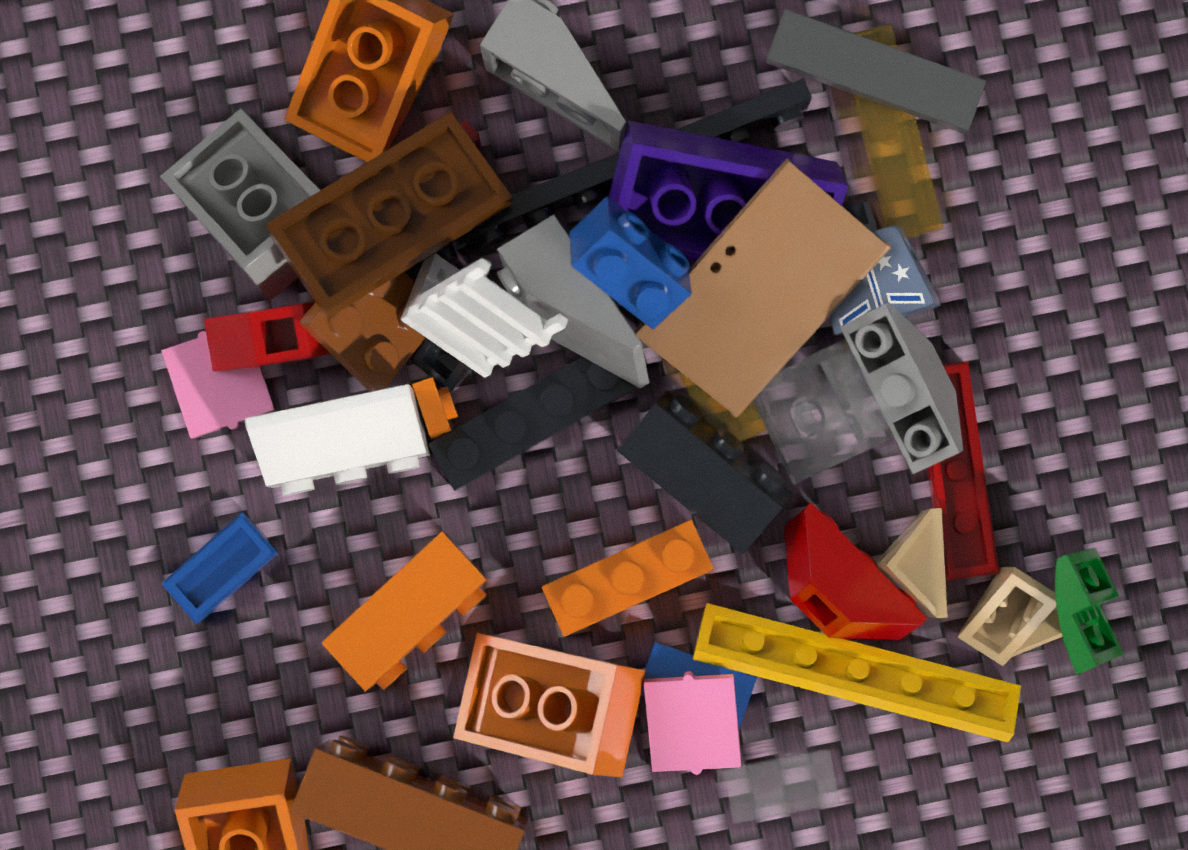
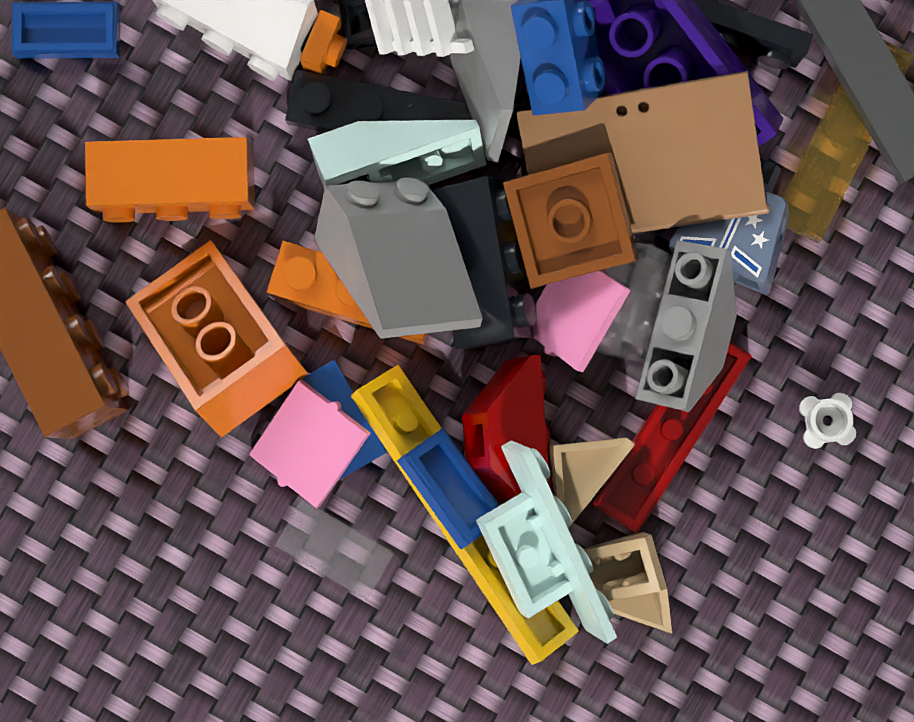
camera: 40 degrees right, 0 degrees up
(562, 453) = (398, 150): none -> light aqua slope
(643, 525) = (397, 256): none -> light grey slope
(748, 382) = (571, 220): none -> dark orange plate
(808, 443) = (576, 315): none -> bright pink piece
(833, 662) = (449, 486): none -> blue tile
(939, 652) = (537, 551): none -> light aqua bracket
(1067, 345) = (838, 409): none -> white plate
(1079, 592) = (684, 599): green slope -> none

